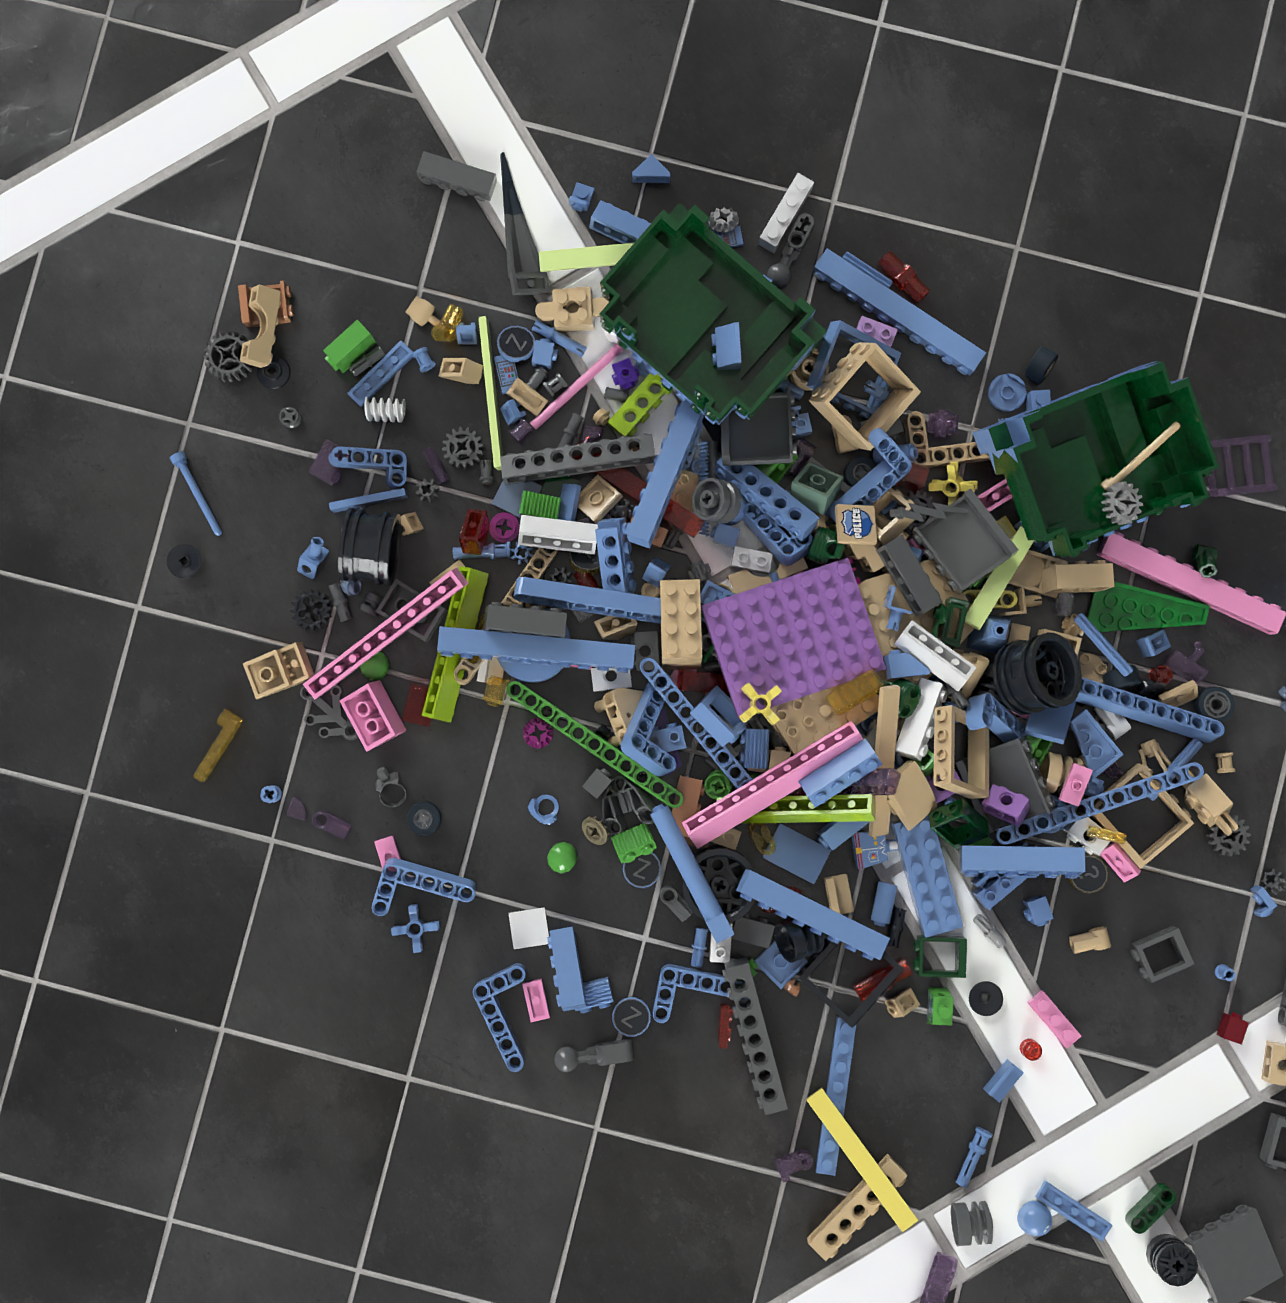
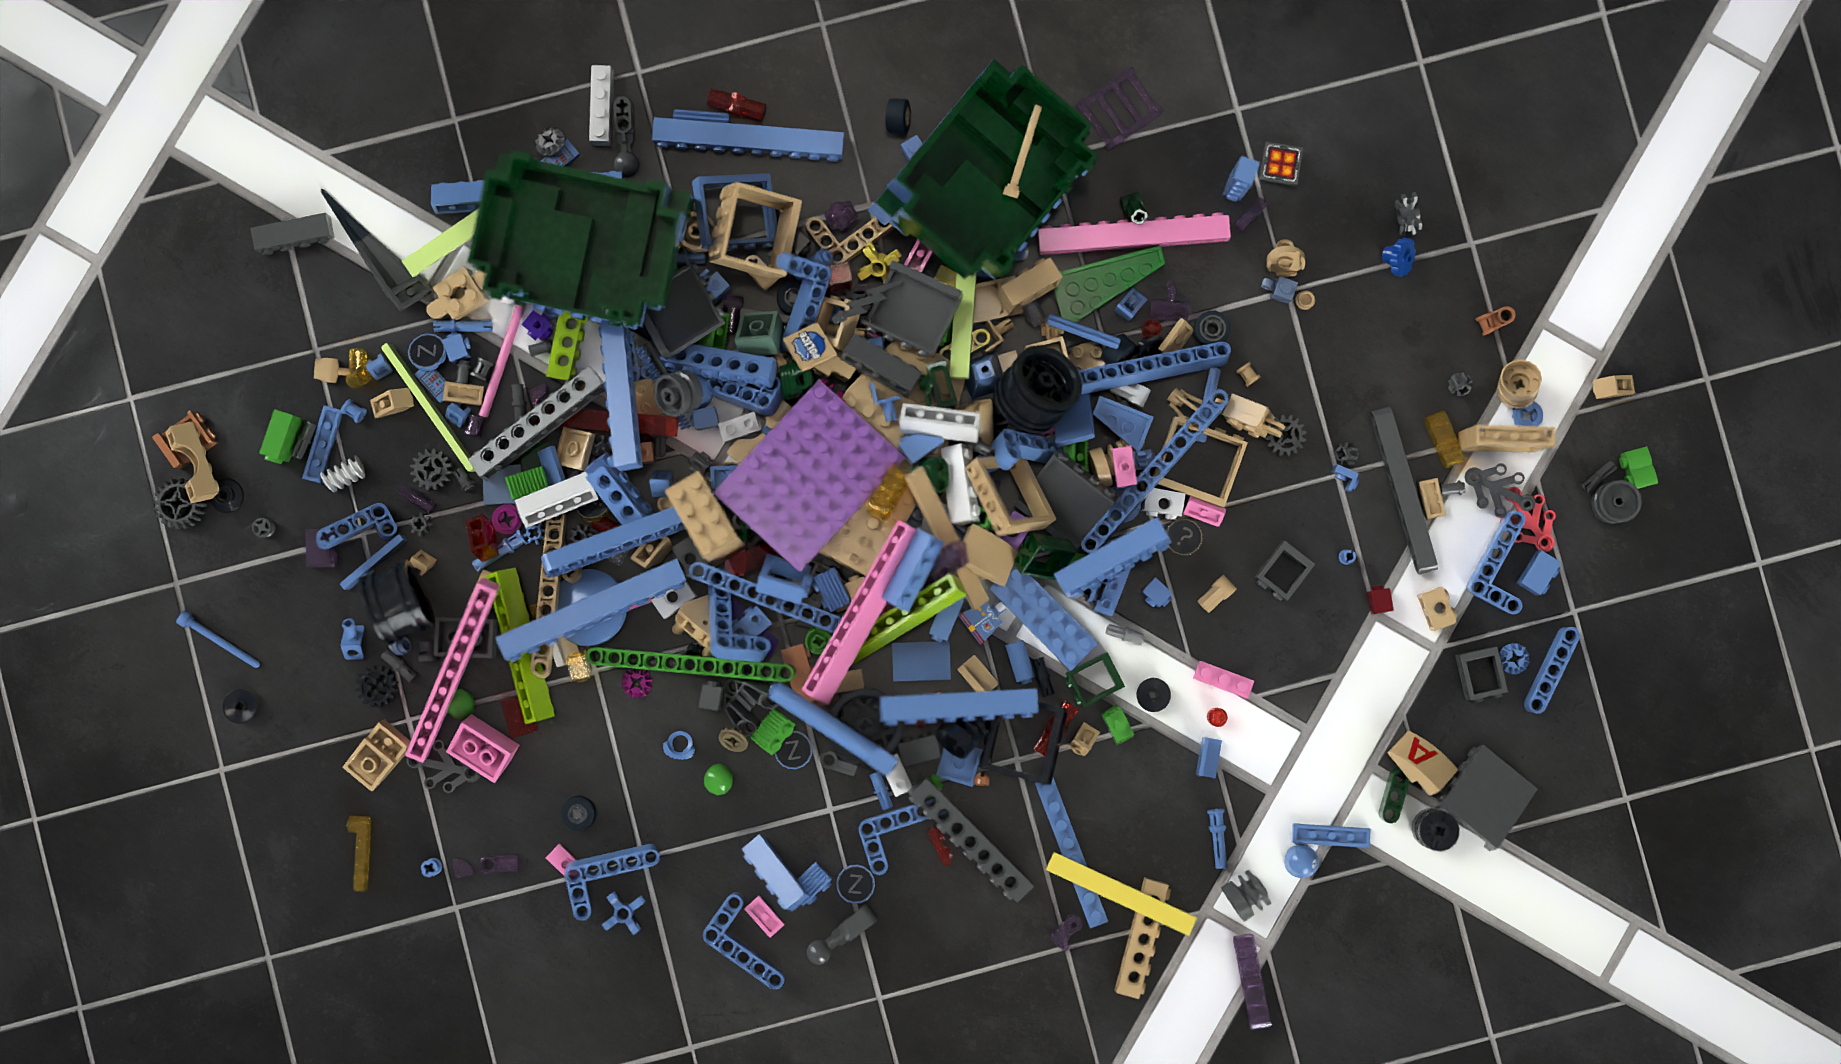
camera: 30 degrees left, 0 degrees up
(387, 778) = (523, 798): dark grey piece -> none
(525, 621) = (567, 591): dark grey brick -> none
(529, 928) = (723, 857): white sticker -> none
(581, 197) = (413, 190): medium blue bracket -> none
(601, 417) = (538, 374): tan plate -> none
(651, 172) = (462, 134): medium blue slope -> none
(727, 347) = (612, 255): medium blue slope -> none
(765, 835) = (880, 668): clear yellow beam -> none
(771, 717) = (794, 543): light yellow pin -> none
(877, 330) = (738, 165): lavender brick -> none
(877, 391) = (765, 219): medium blue pin -> none
(1007, 392) = (883, 156): medium blue tile -> none
(1012, 813) = (1084, 521): medium lavender brick -> none
(1107, 835) = (1177, 494): clear yellow axle -> none
(1113, 771) = (1155, 435): clear purple tile -> none
(1122, 503) = (1029, 192): light grey gear -> none
(1193, 1194) = (1422, 762): none -> tan slope

